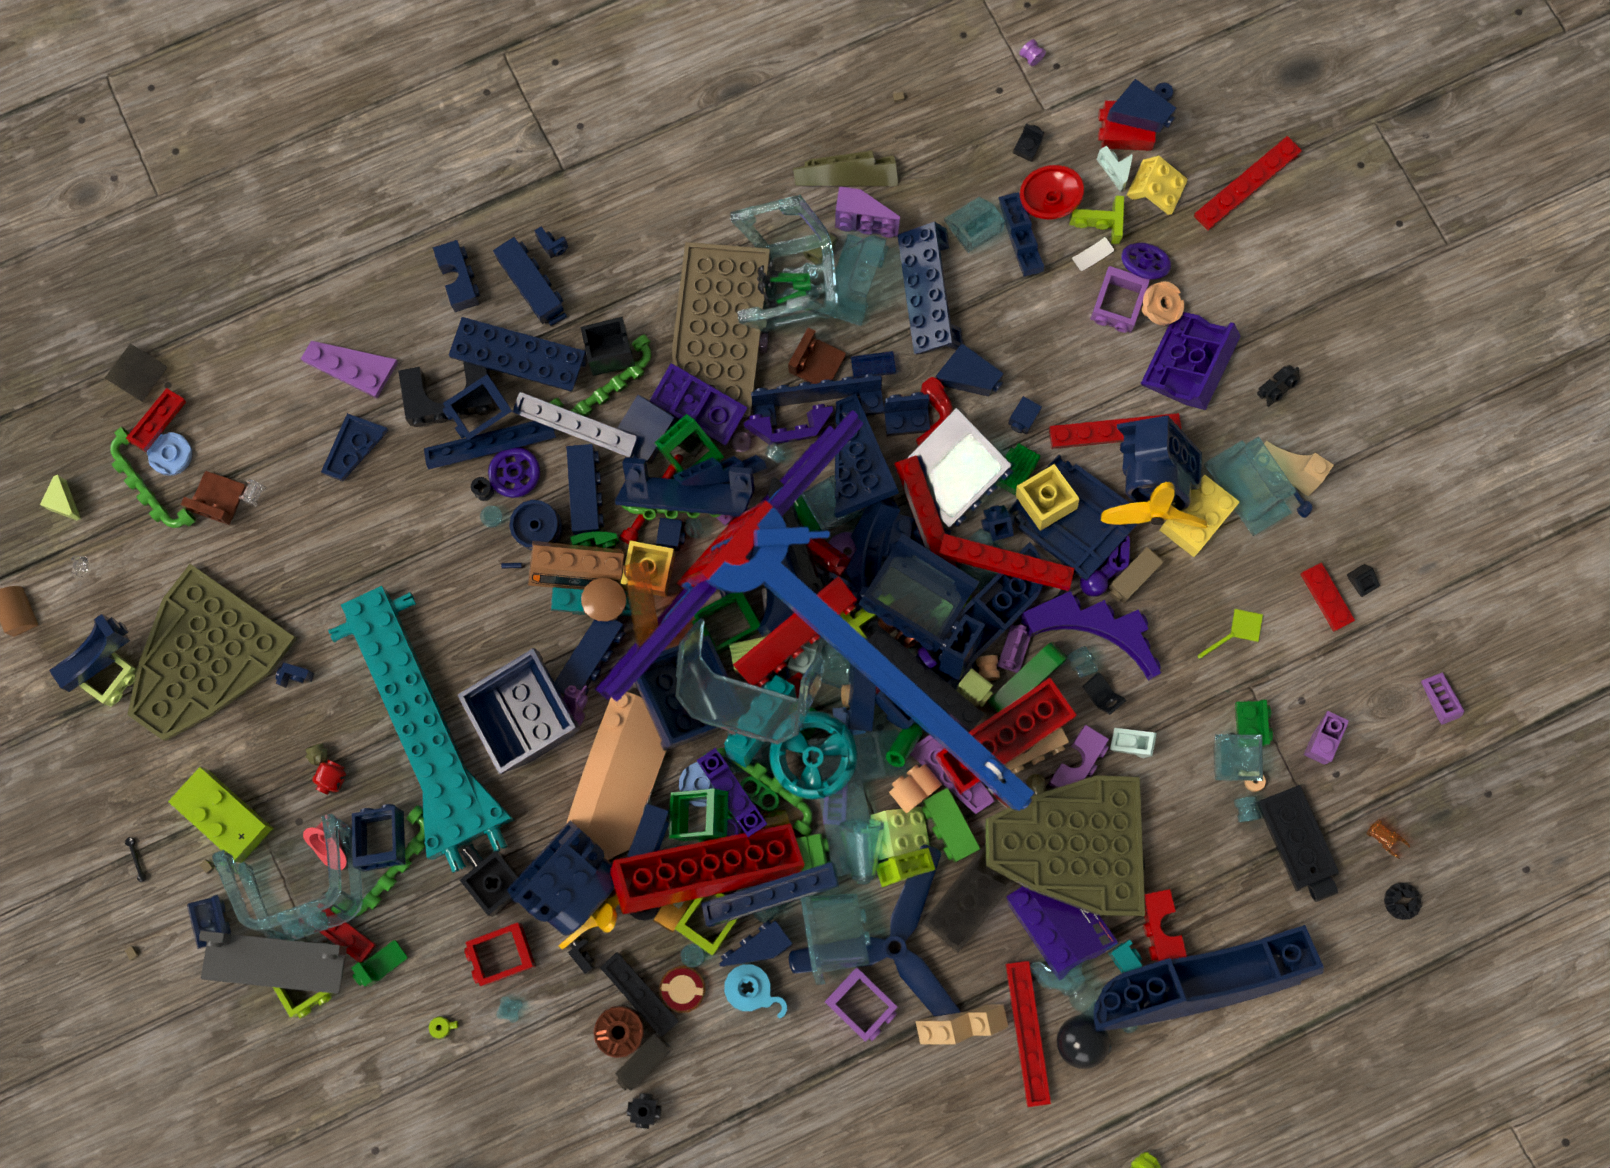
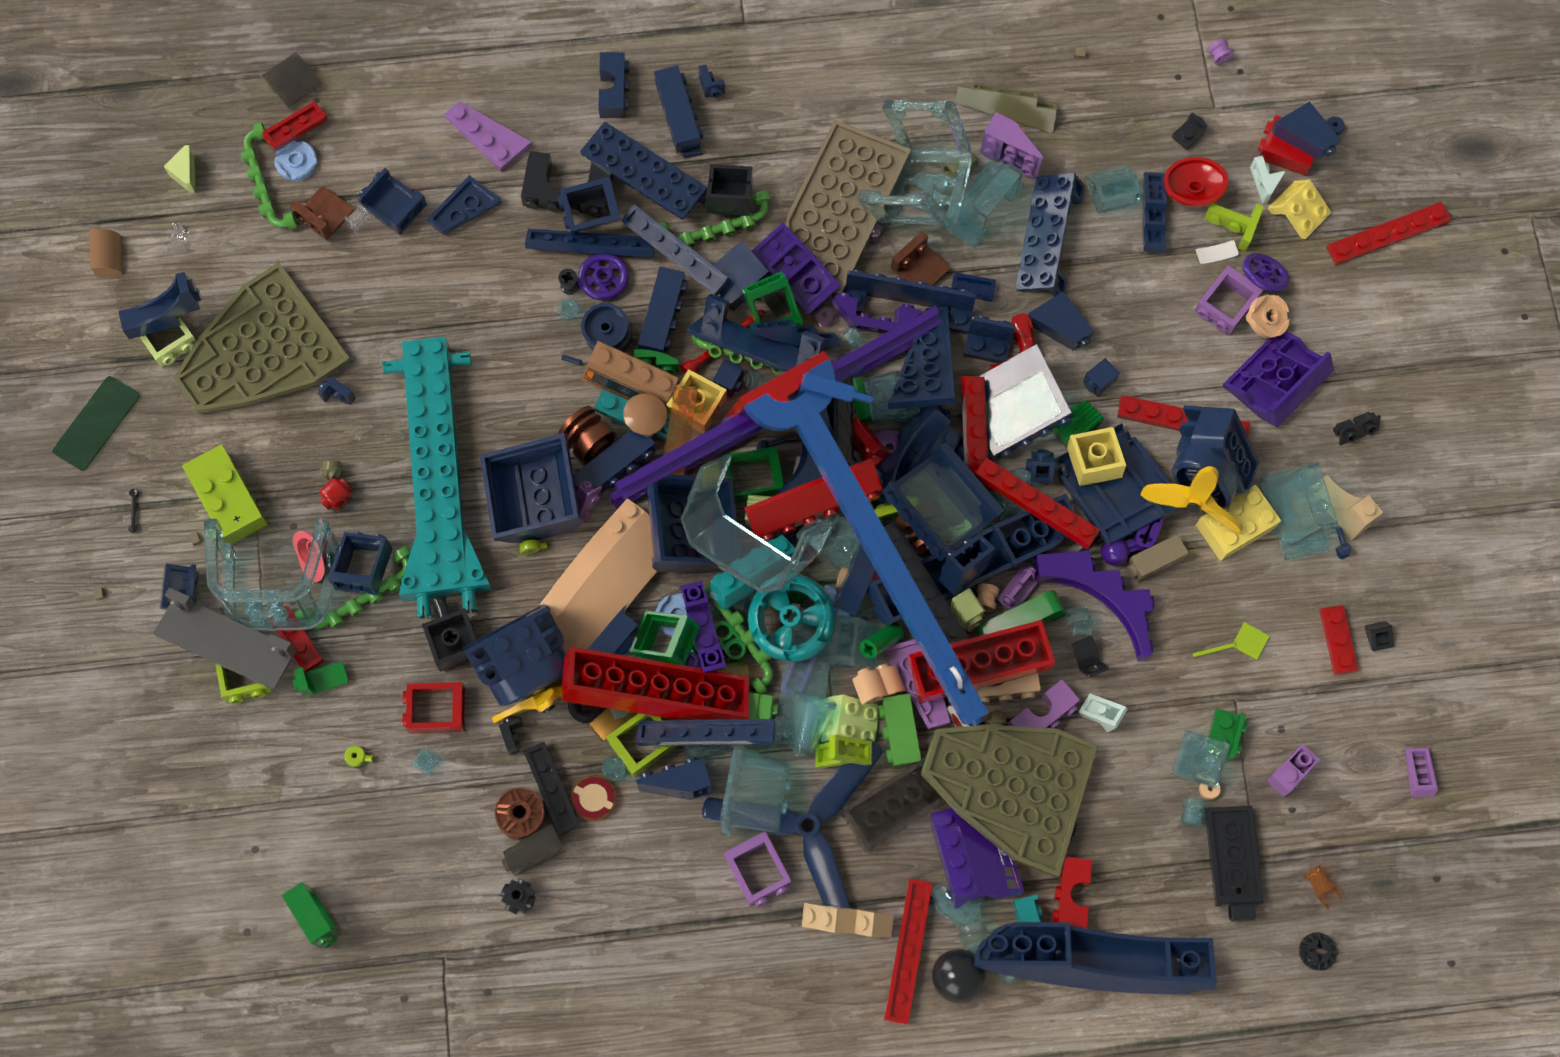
camera: 15 degrees right, 5 degrees down
(66, 784) = (95, 423): none -> clear green piece
(279, 464) = (391, 201): none -> dark blue panel
(538, 764) = (531, 546): none -> lime piece
(556, 639) = (587, 434): none -> copper wheel
(759, 997) = (665, 828): medium azure piece -> none
(800, 281) = (928, 185): plant -> none
(928, 657) = (931, 564): dark purple tile -> none

